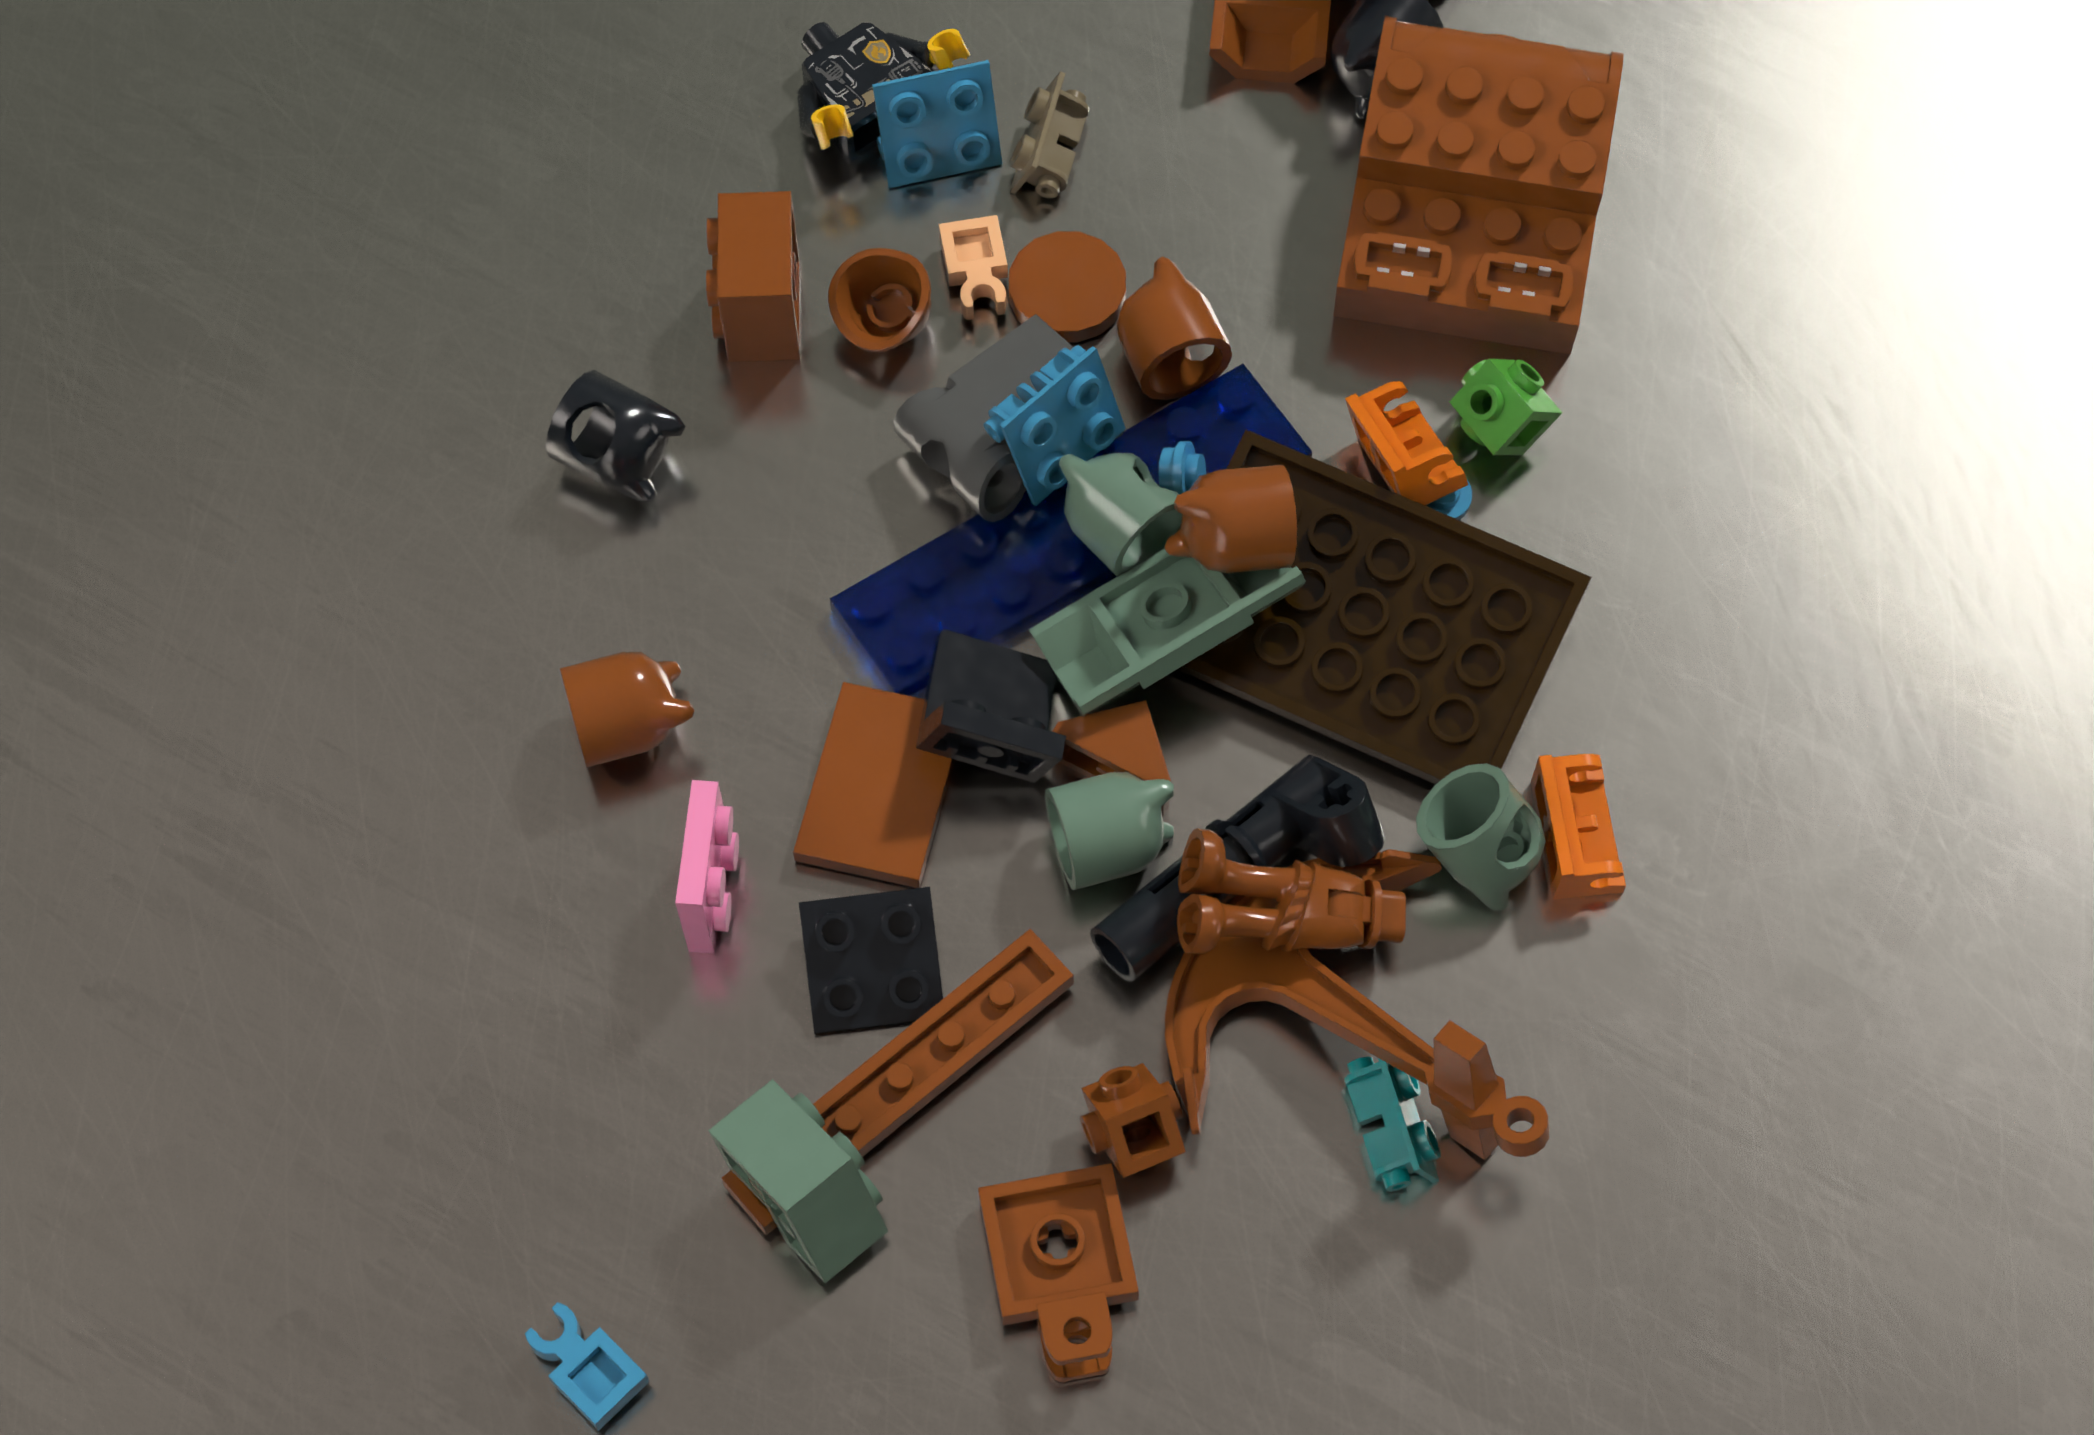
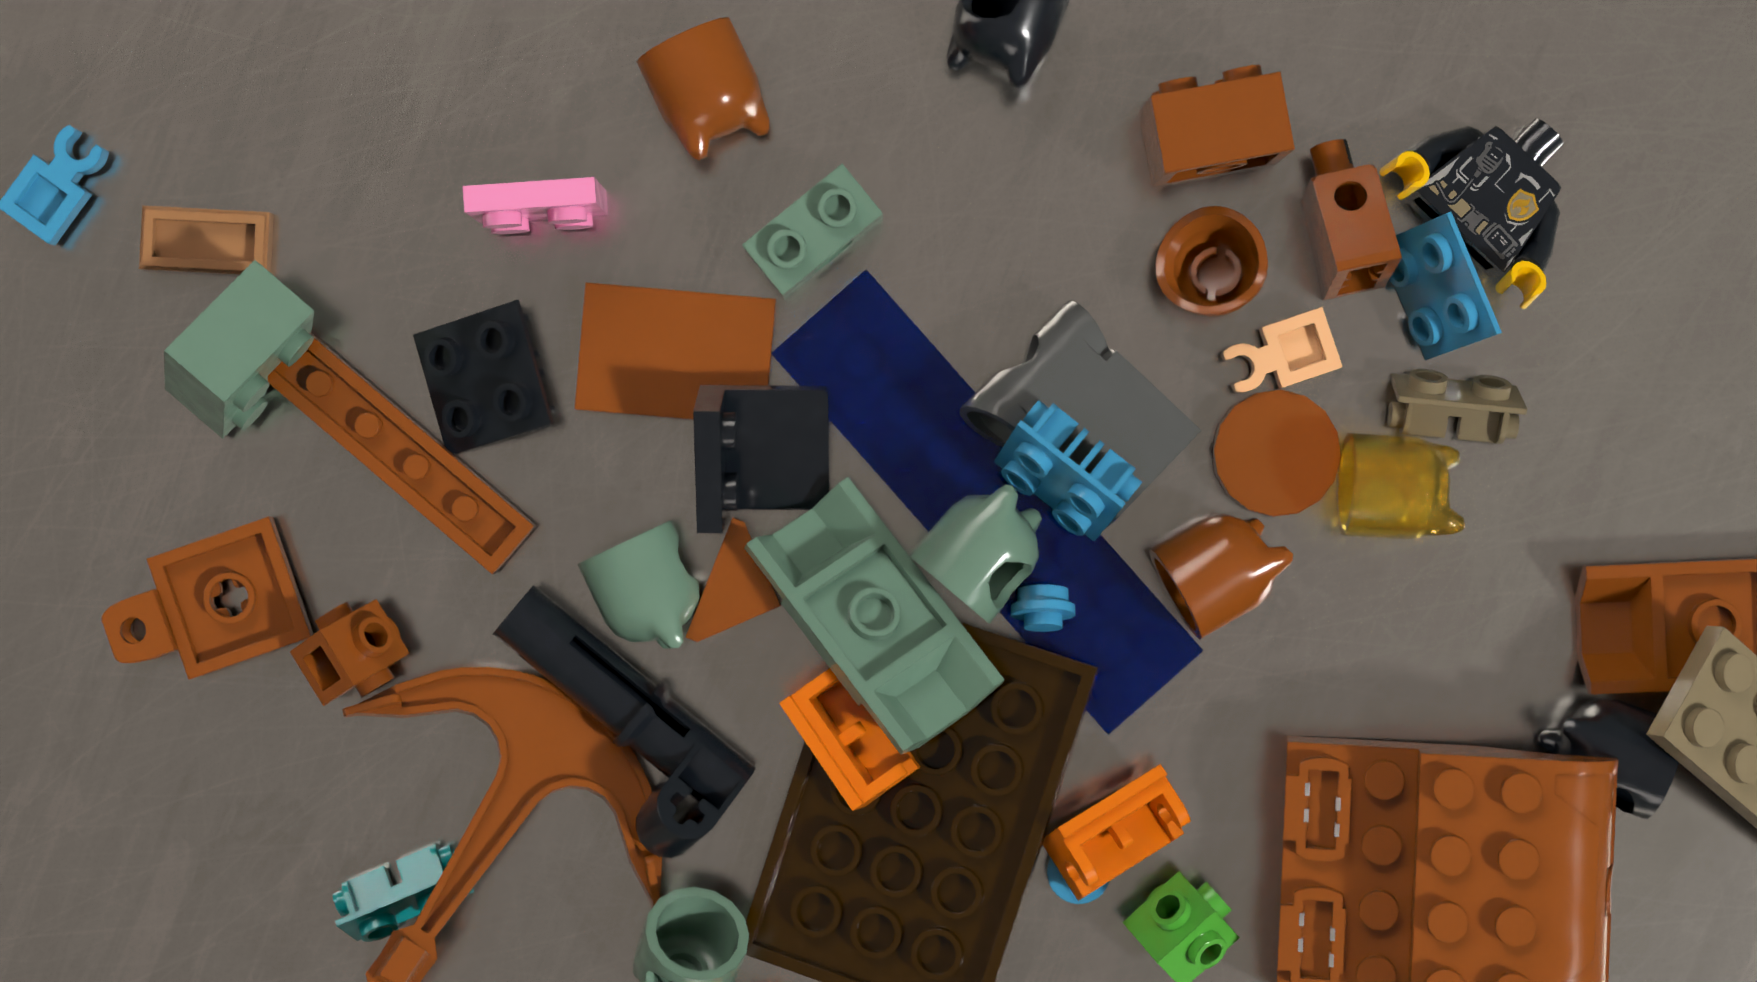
camera: 80 degrees right, 25 degrees up
(676, 1223) = (204, 240): none -> medium nougat tile
(785, 634) = (813, 231): none -> sand green brick
(868, 188) = (1352, 247): none -> dark orange torso
(1109, 171) = (1395, 487): none -> clear yellow piece
(1238, 520) = (952, 679): dark orange piece -> none
(1285, 656) = (846, 741): none -> orange hinge
(1312, 910) = (574, 794): dark orange piece -> none

